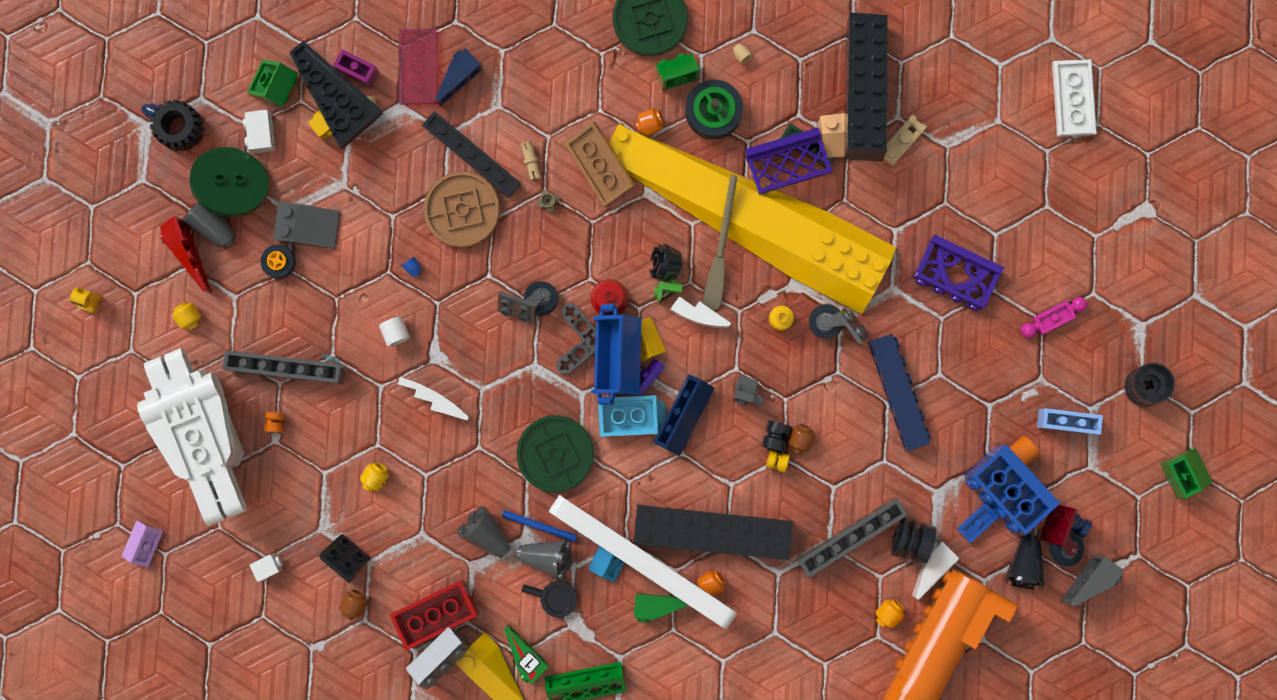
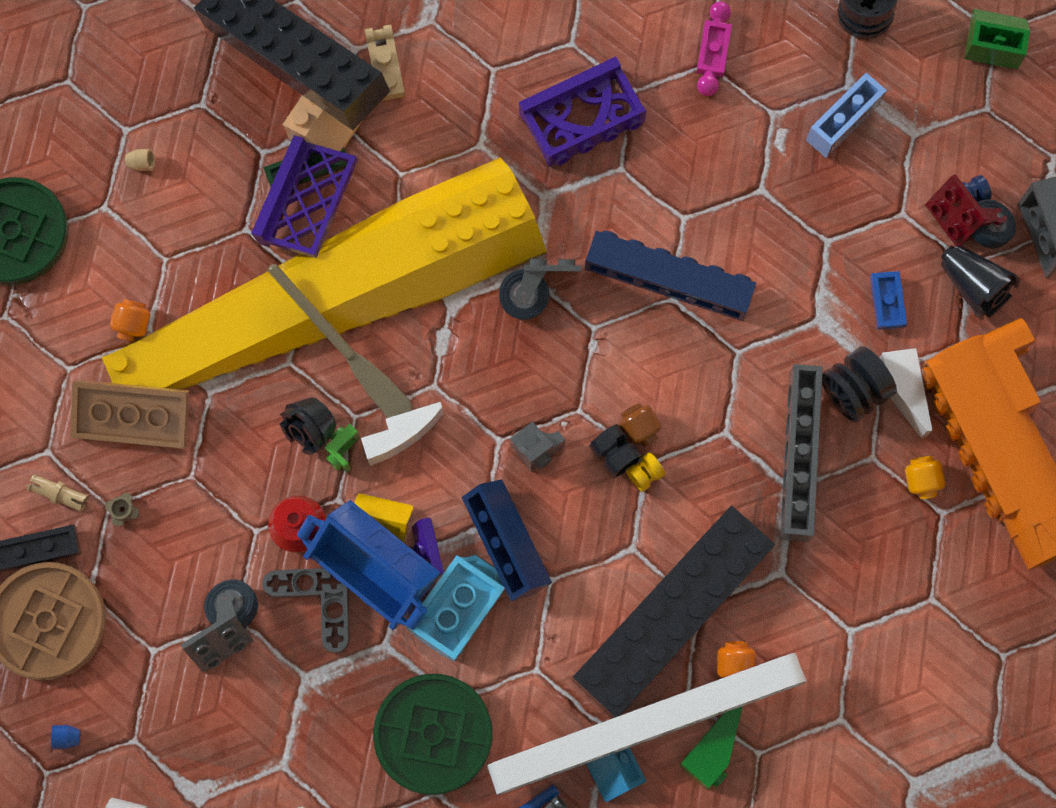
camera: 55 degrees left, 10 degrees down
(677, 71) = (99, 244): green slope -> none
(714, 109) = (176, 236): wheel -> none
(781, 318) = (480, 342): yellow head -> none
(1022, 486) = (878, 232): blue brick -> none
(1025, 450) = (843, 191): orange piece -> none

